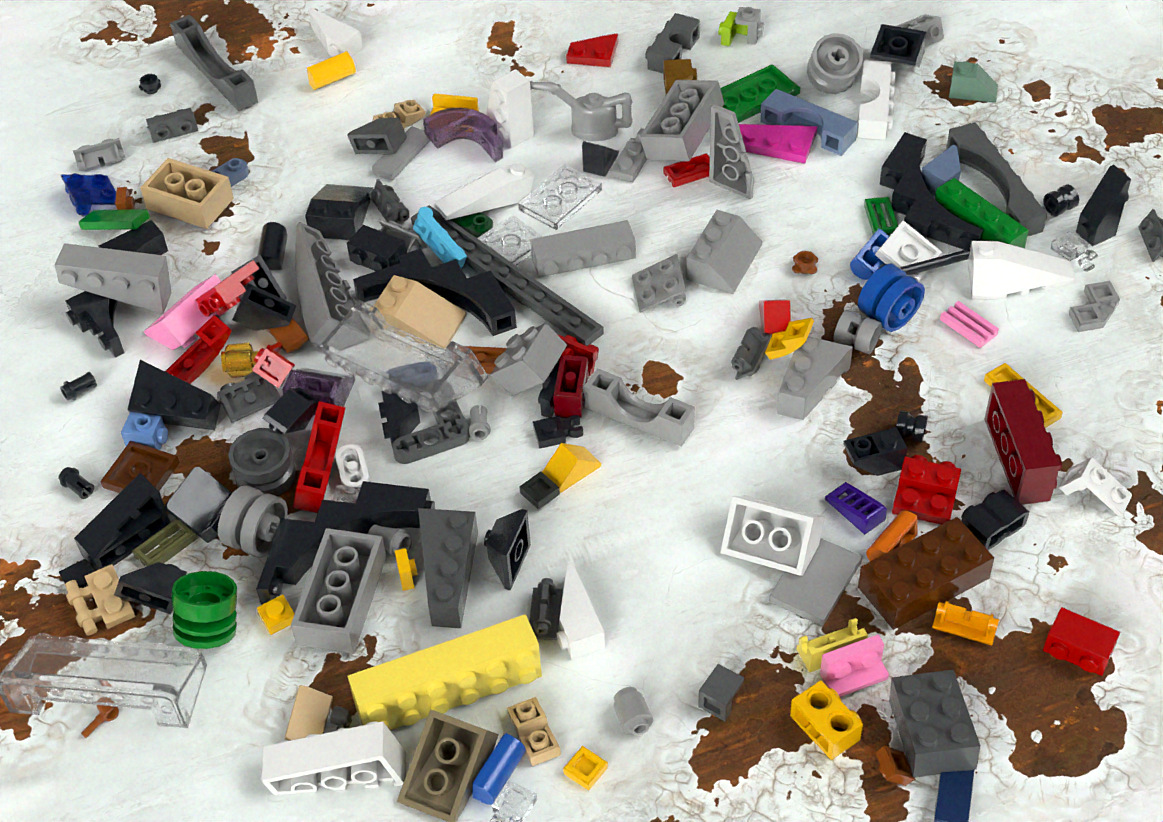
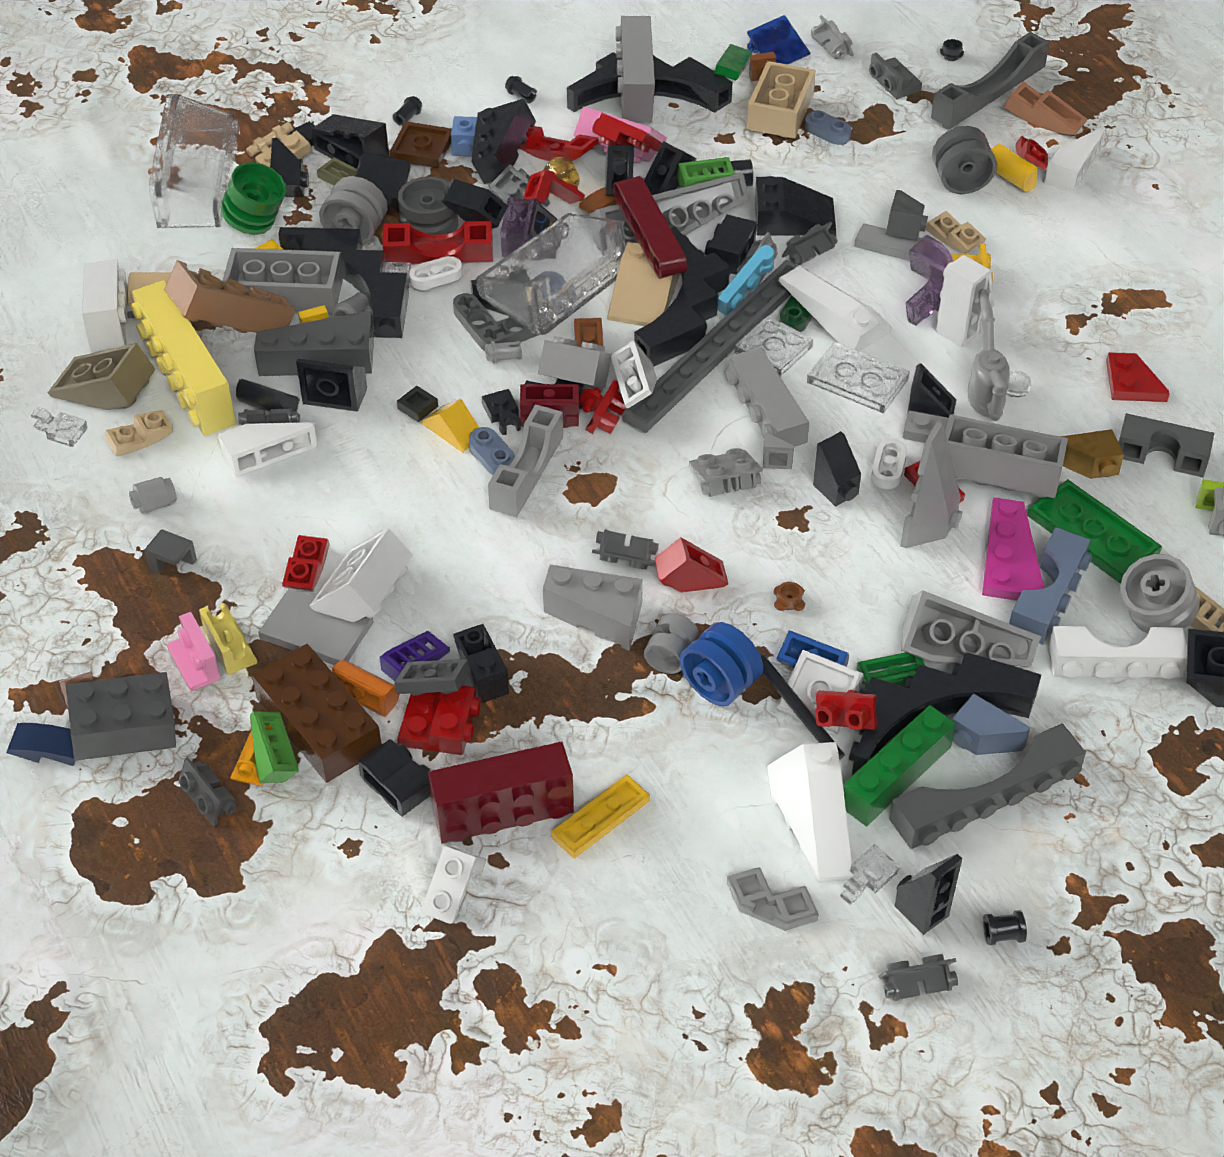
camera: 80 degrees right, 0 degrees up
(259, 43) = (1044, 110): none -> nougat slope
(283, 254) = (689, 171): none -> bright green slope
(322, 53) = (1032, 152): none -> red slope
(324, 88) = (964, 160): none -> dark grey wheel
(372, 281) = (650, 227): none -> dark red beam
(390, 624) = (226, 303): none -> medium nougat wedge
(498, 769) = (95, 409): blue brick -> none
(515, 603) = (264, 397): none -> black brick
(560, 318) = (634, 373): none -> white slope
(585, 768) = (99, 473): yellow tile -> none
(614, 438) = (490, 449): none -> sand blue plate
(646, 251) = (777, 453): none -> light grey slope
(668, 188) = (889, 463): none -> white plate
(682, 214) = (836, 470): none -> black slope
(723, 252) = (786, 517): light grey slope -> none
(742, 588) = (306, 564): none -> red slope
(789, 340) = (631, 567): yellow slope -> none
(820, 722) = (135, 636): yellow brick -> none
(855, 175) = (945, 631): none -> light grey wedge
(901, 478) = (434, 676): none -> dark grey bracket
(911, 426) = (530, 701): black wheel -> none
(942, 230) = (846, 709): none -> red hips
(971, 321) = (705, 753): bright pink tile -> none
(972, 83) = (1189, 761): sand green slope -> none
(978, 599) = (272, 767): none -> bright green slope
(1014, 660) = (198, 783): none -> dark grey hinge
(1063, 199) = (973, 862): black wheel -> none
(1081, 641) = (226, 854): red brick -> none

